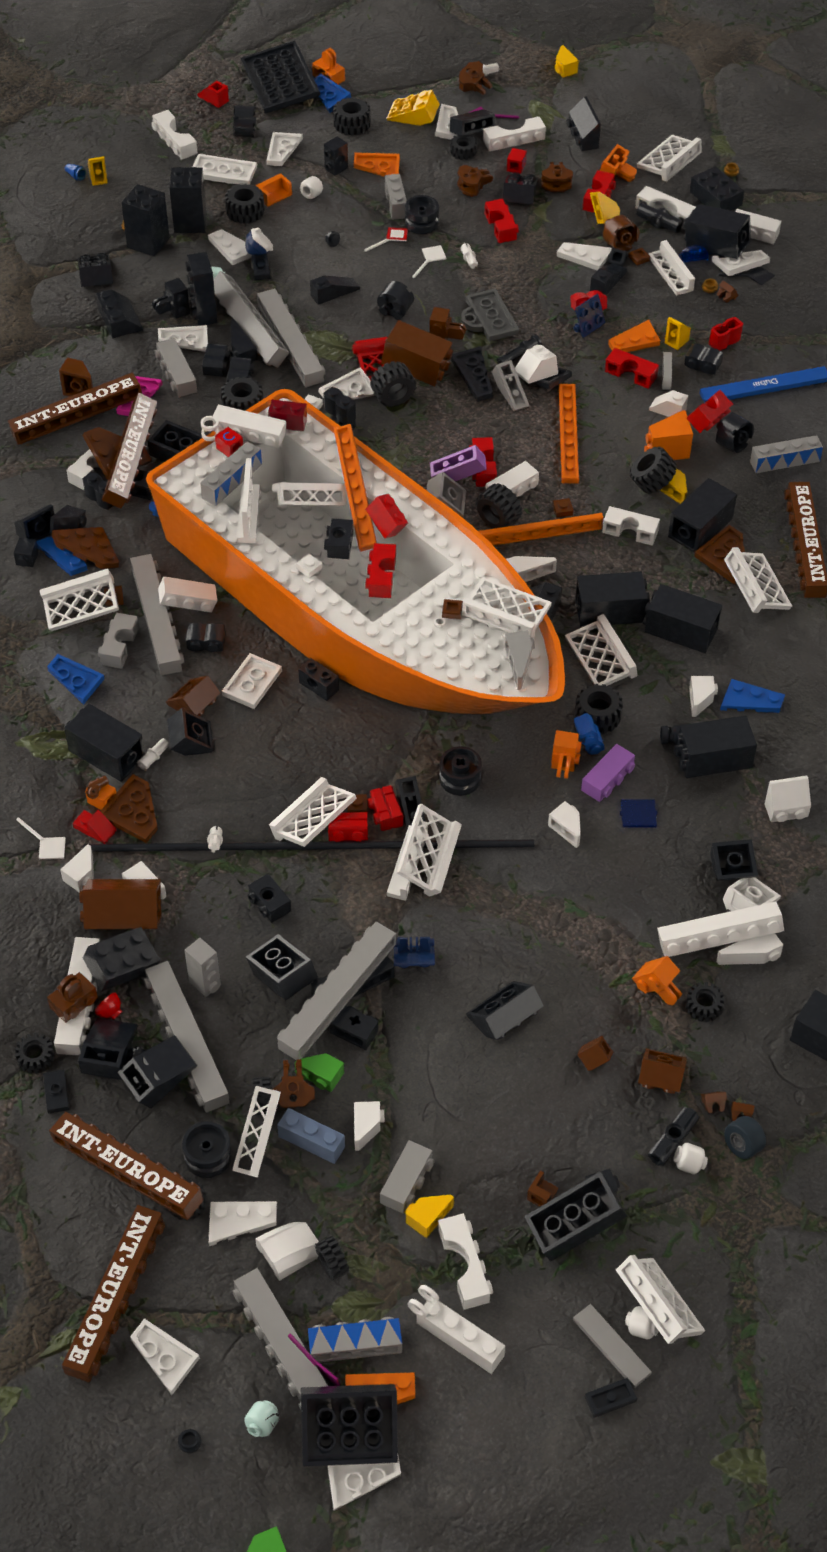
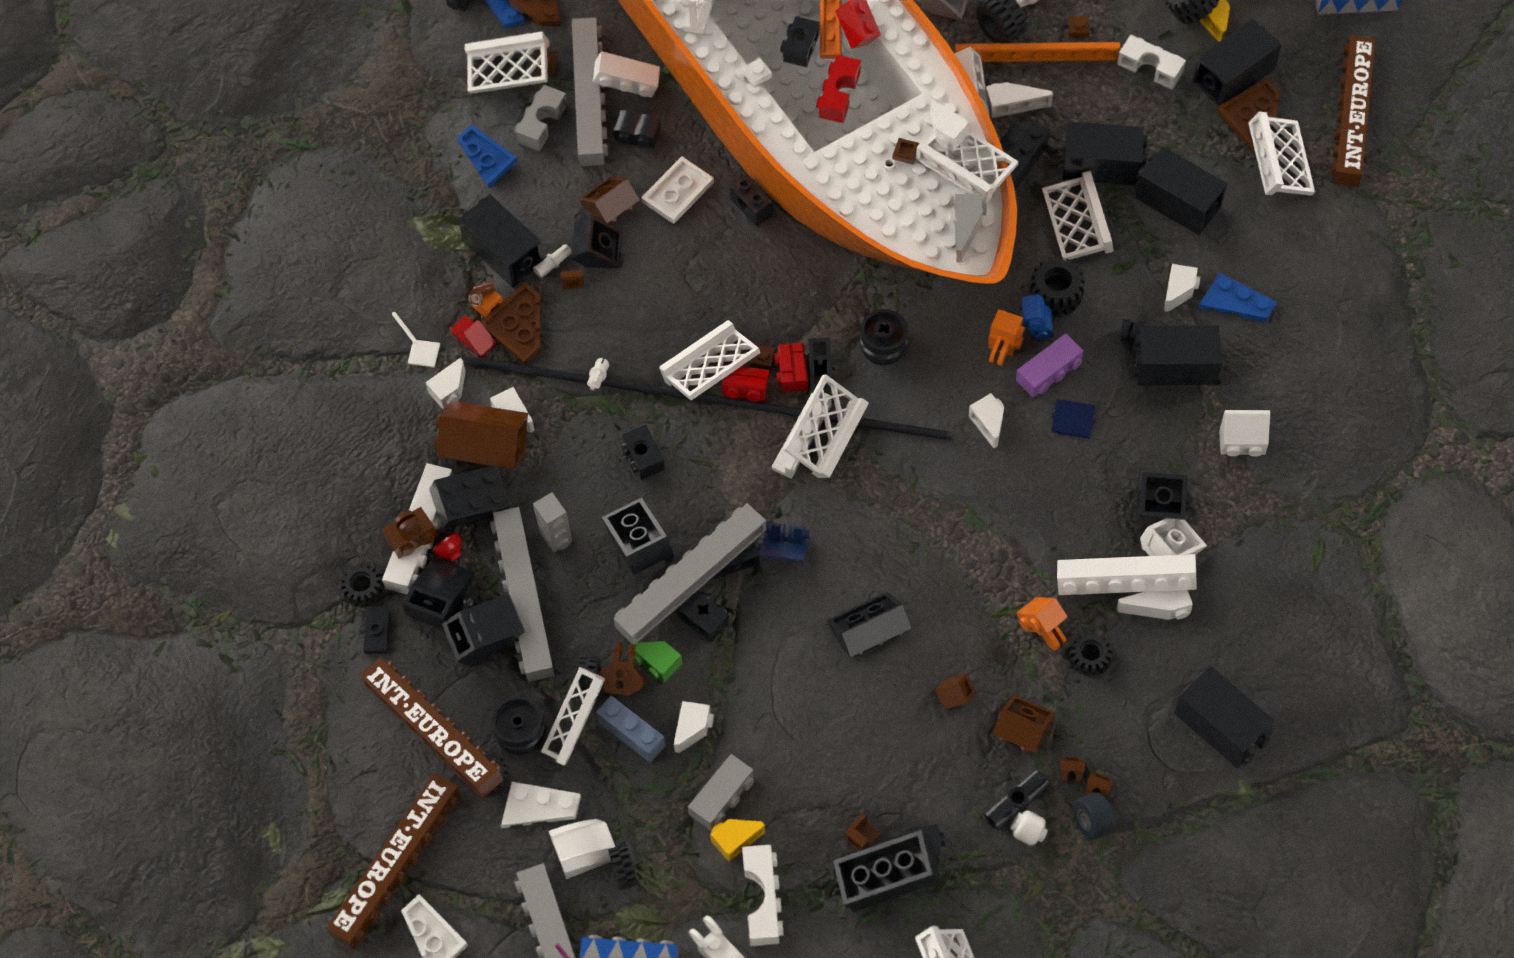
camera: 15 degrees right, 10 degrees up
(174, 766) = (572, 279): none -> reddish brown tile
(485, 582) = (948, 126): none -> white slope

